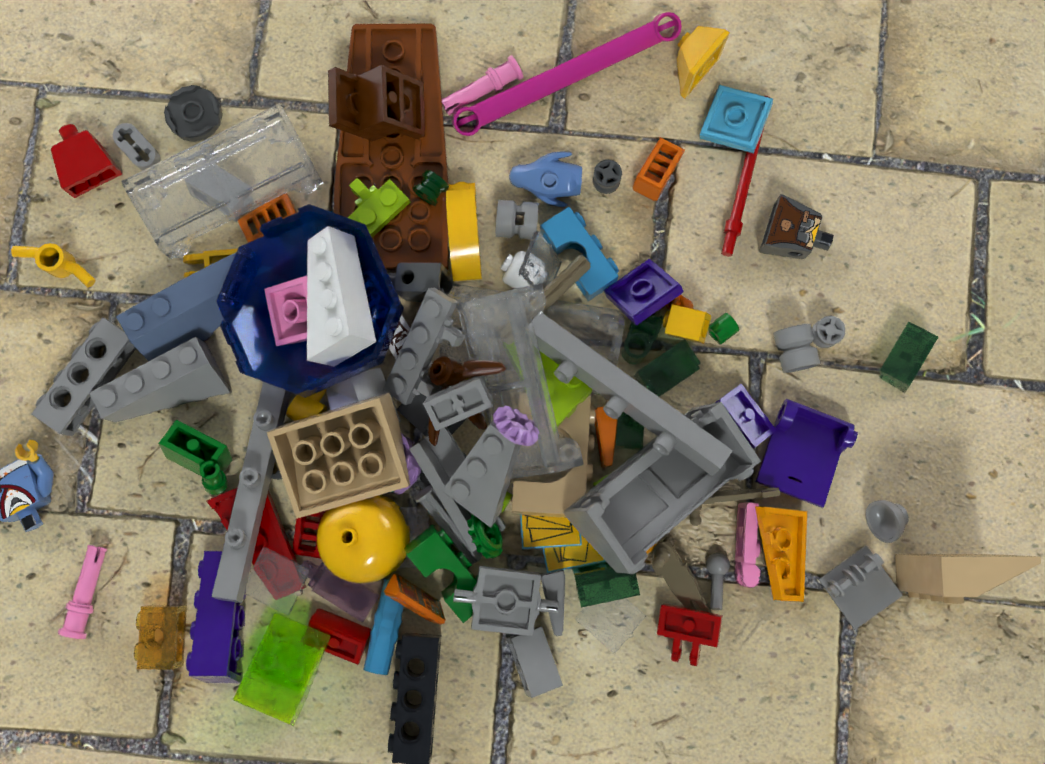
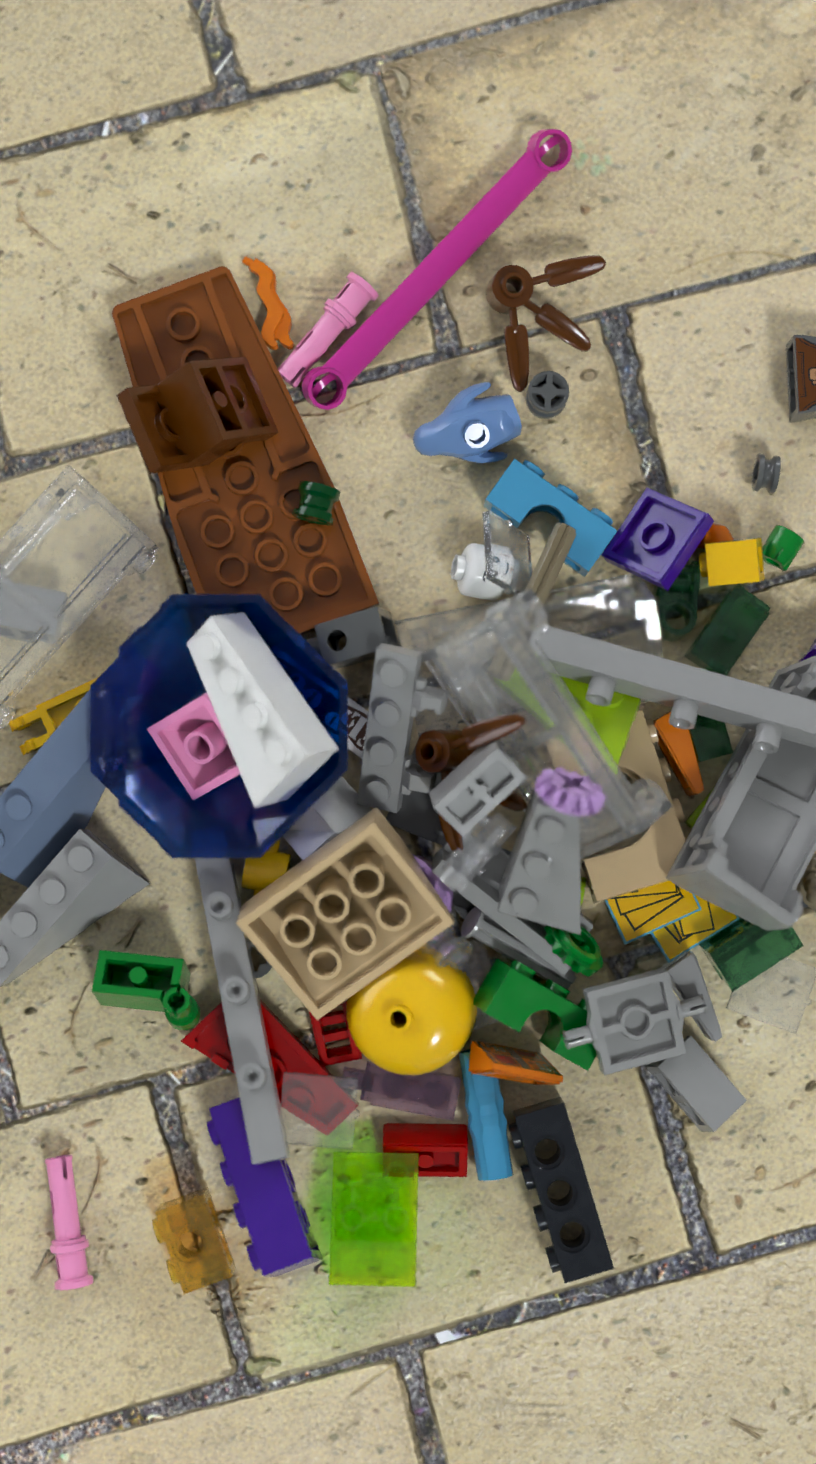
camera: 30 degrees left, 5 degrees up
(264, 210) = (116, 638): orange slope -> none
(376, 205) = (249, 554): lime hinge -> none
(401, 504) = (448, 949): none -> clear wheel
(436, 449) = (466, 864): none -> clear hinge
(454, 70) = (278, 320): none -> orange hair
(463, 231) = (383, 545): yellow arch -> none
(506, 219) = (435, 506): light grey wheel -> none
(626, 128) = (547, 316): none -> reddish brown plant
(649, 184) = (606, 382): orange slope -> none
(698, 55) = (608, 176): yellow slope -> none
(730, 277) = (766, 473): none -> dark grey bush
(734, 225) = (744, 400): red bar -> none
(736, 118) = (693, 247): medium azure tile -> none

